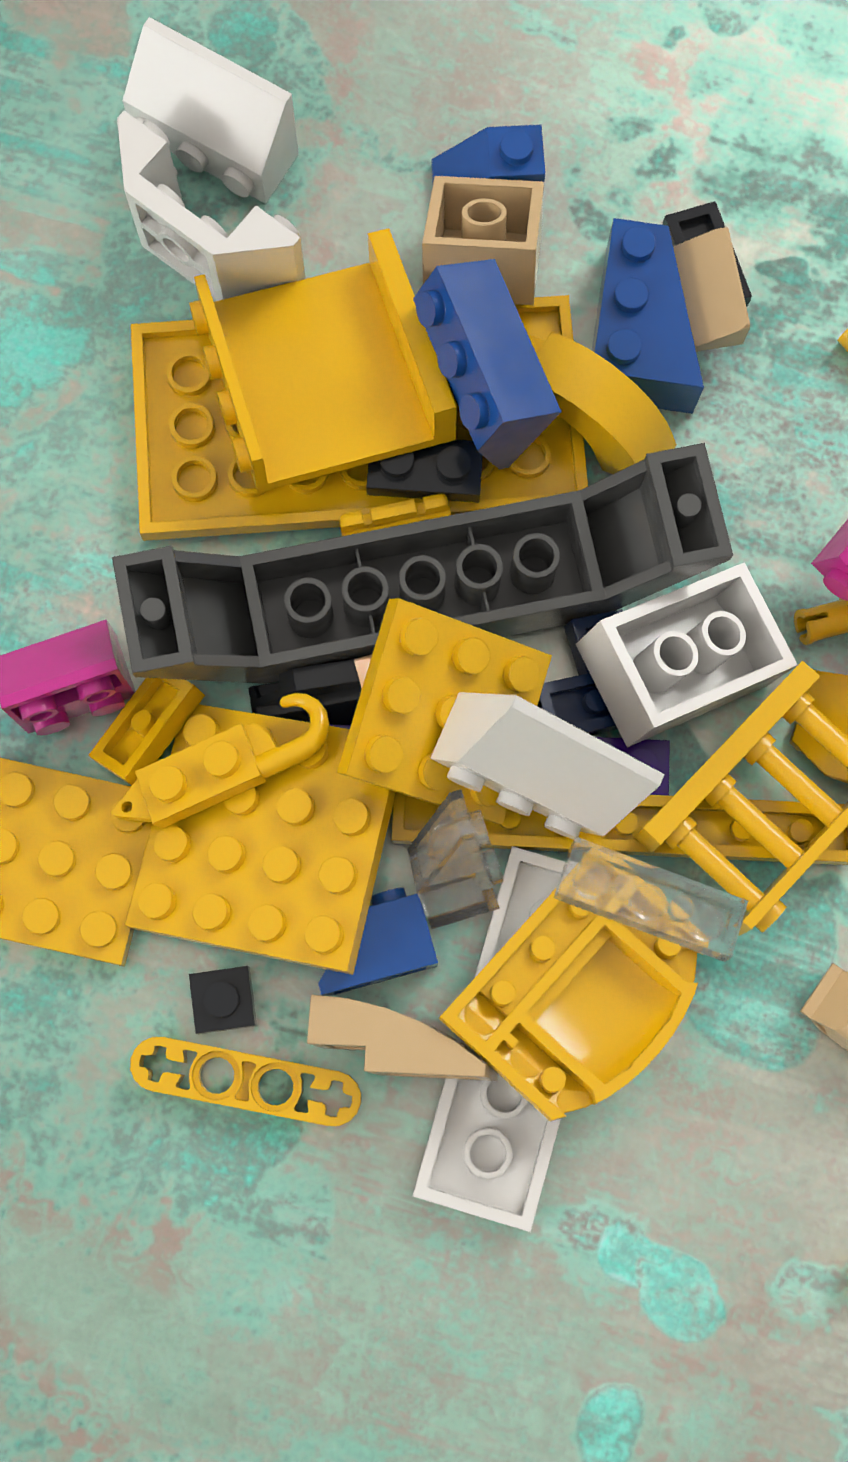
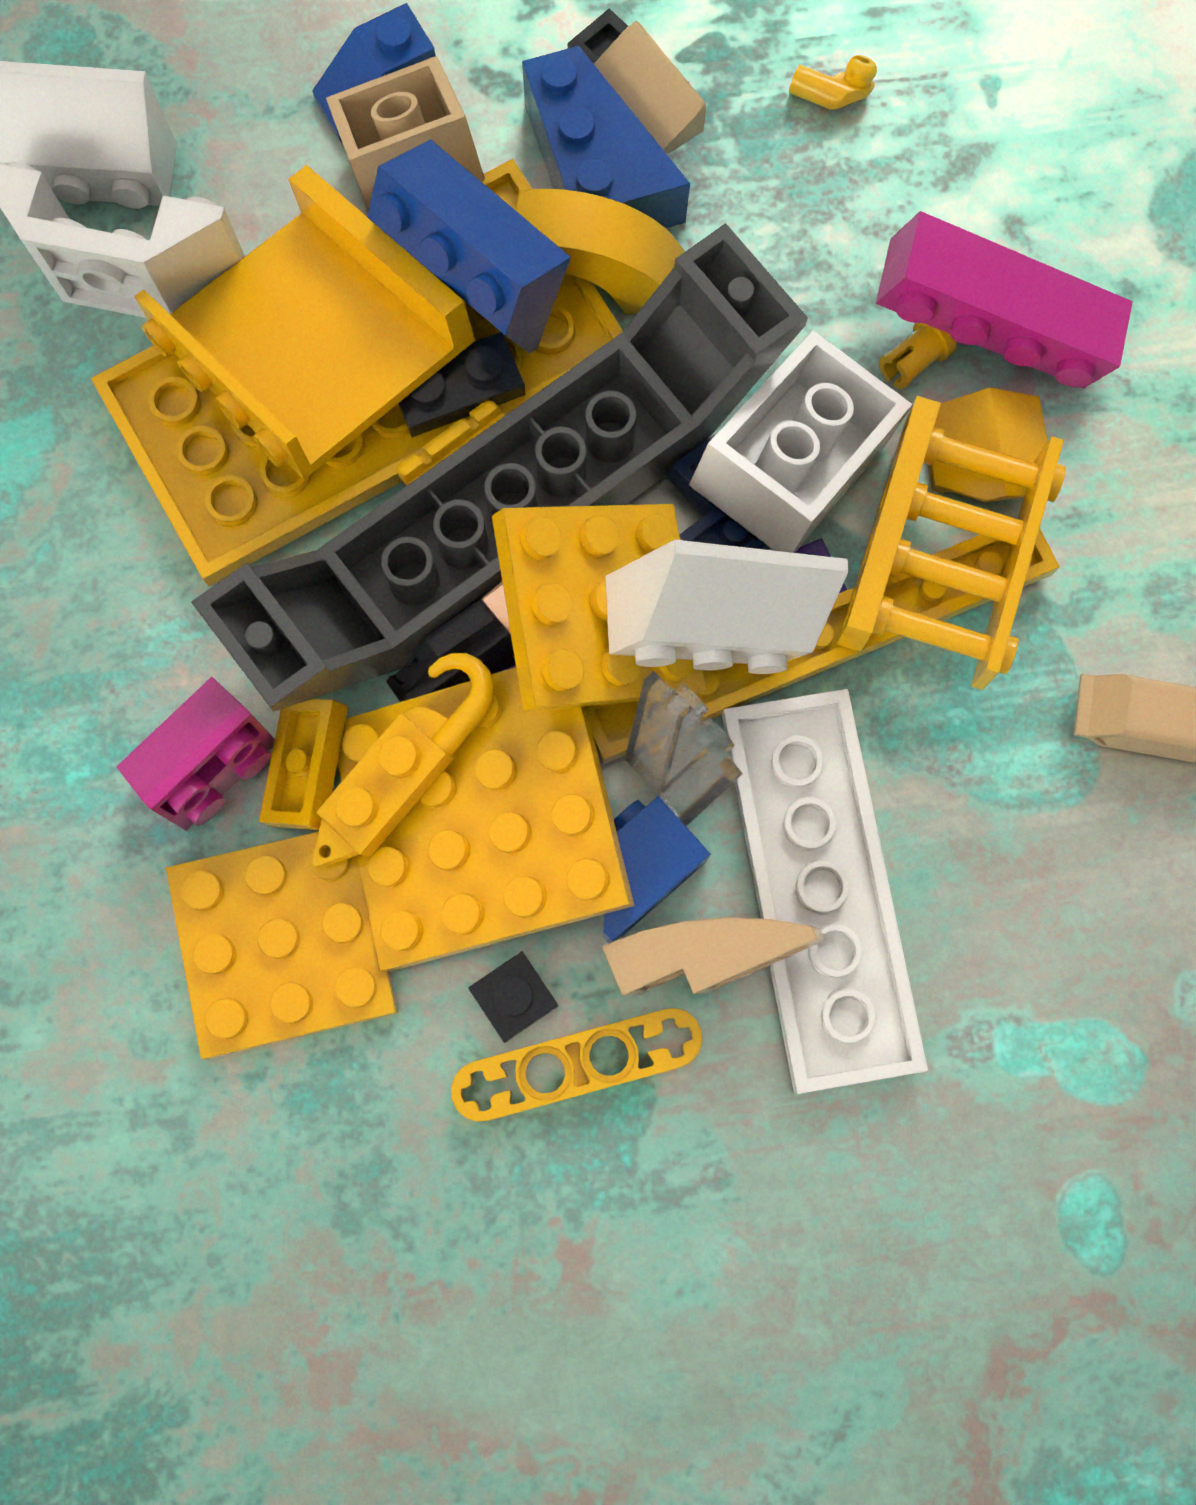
camera: 25 degrees left, 0 degrees up
(574, 1006) = (864, 810): yellow slope -> none
(651, 899) = (888, 690): clear plate -> none

